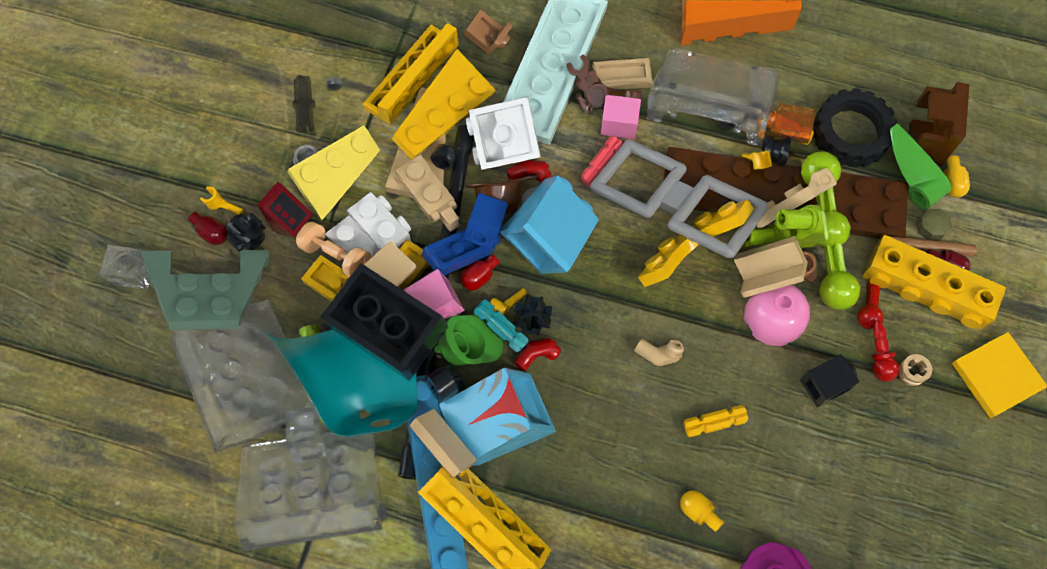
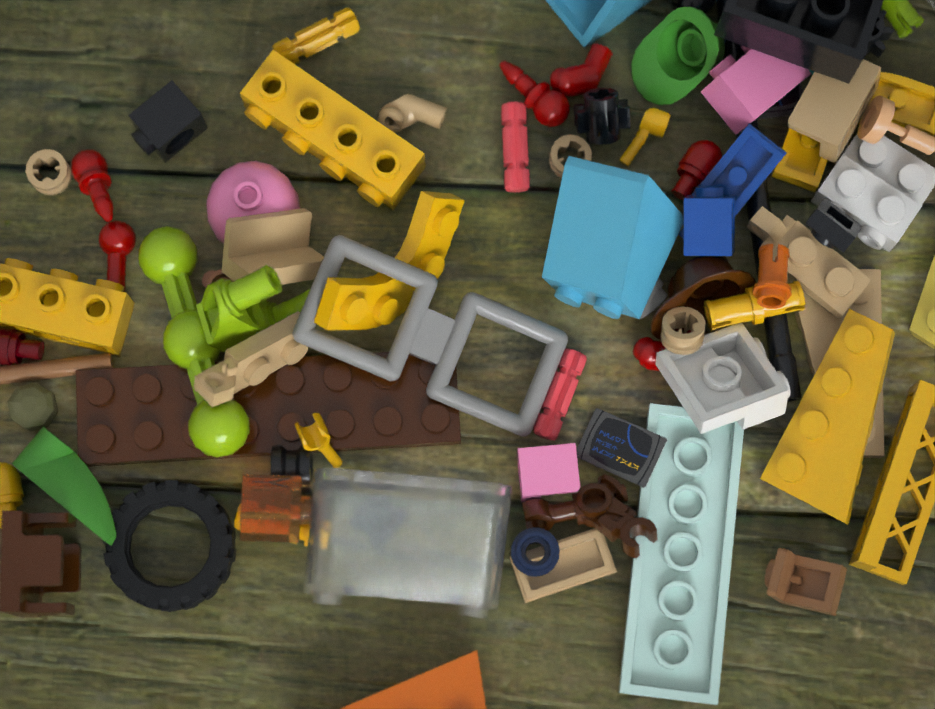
camera: 165 degrees right, 10 degrees up
(407, 203) = (833, 226): none -> black plate
(444, 156) = (804, 330): black hinge -> none
(457, 175) = (772, 277): none -> orange pin
(470, 173) = (745, 308): none -> yellow pin
(501, 325) = (645, 92): teal axle -> none
(513, 158) = (677, 341): none -> tan bush
(556, 292) = (561, 145): none -> tan bush
(565, 333) = (549, 106): none -> red bar
(573, 122) = (620, 447): none -> sticker
(594, 314) = (515, 147): none -> coral axle
(641, 68) = (546, 541): none -> dark blue plate
(717, 348) = (332, 130): none -> yellow brick

